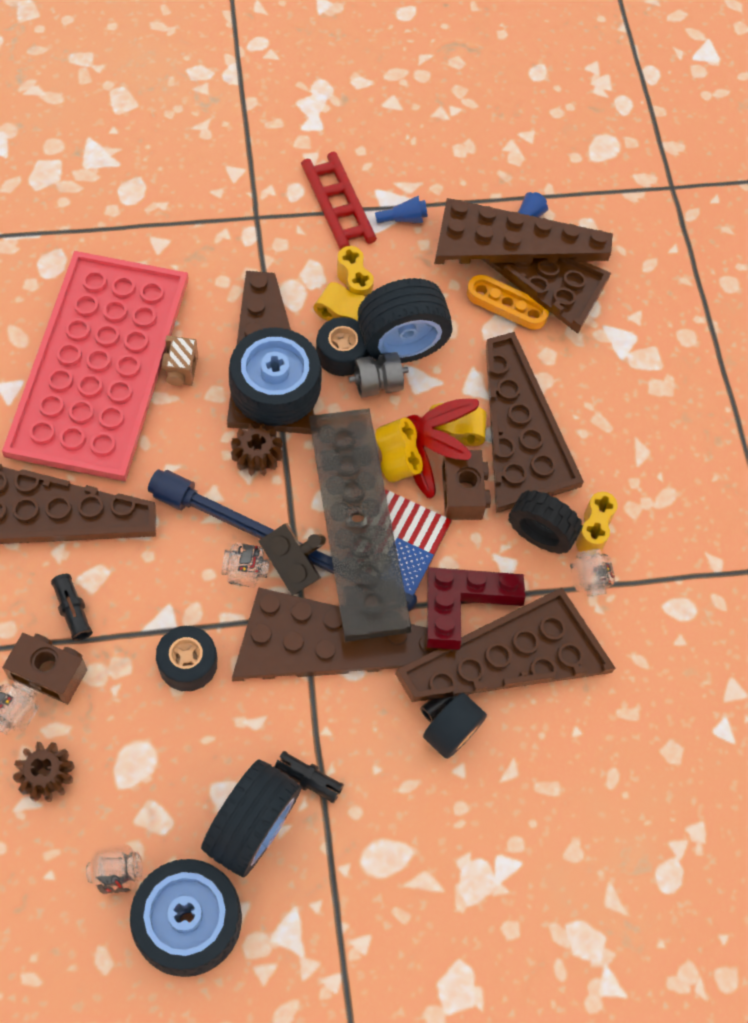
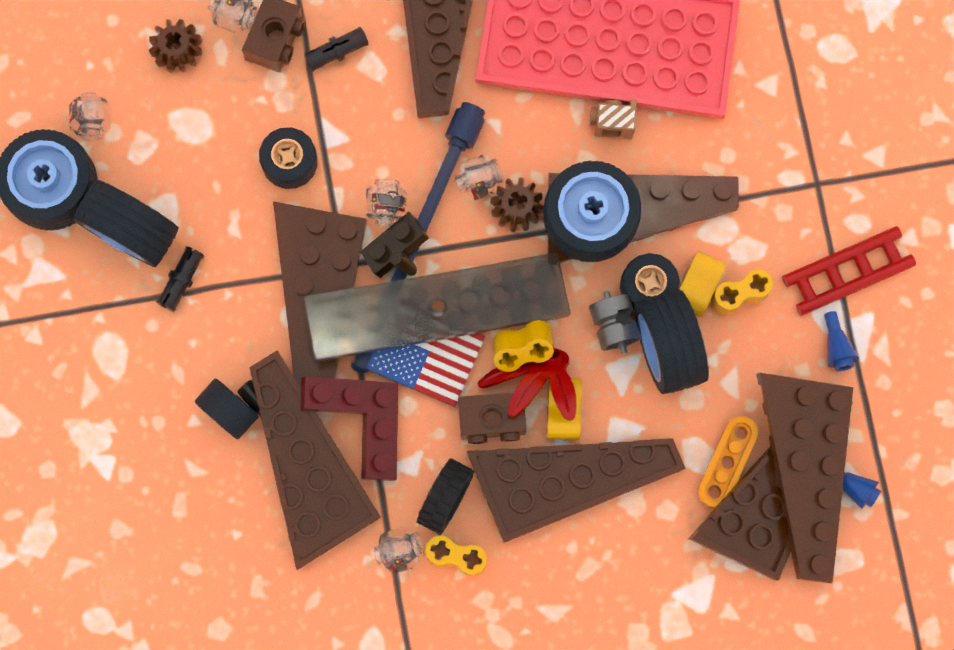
camera: 90 degrees right, 15 degrees up
(226, 479) = (479, 176): none -> clear head

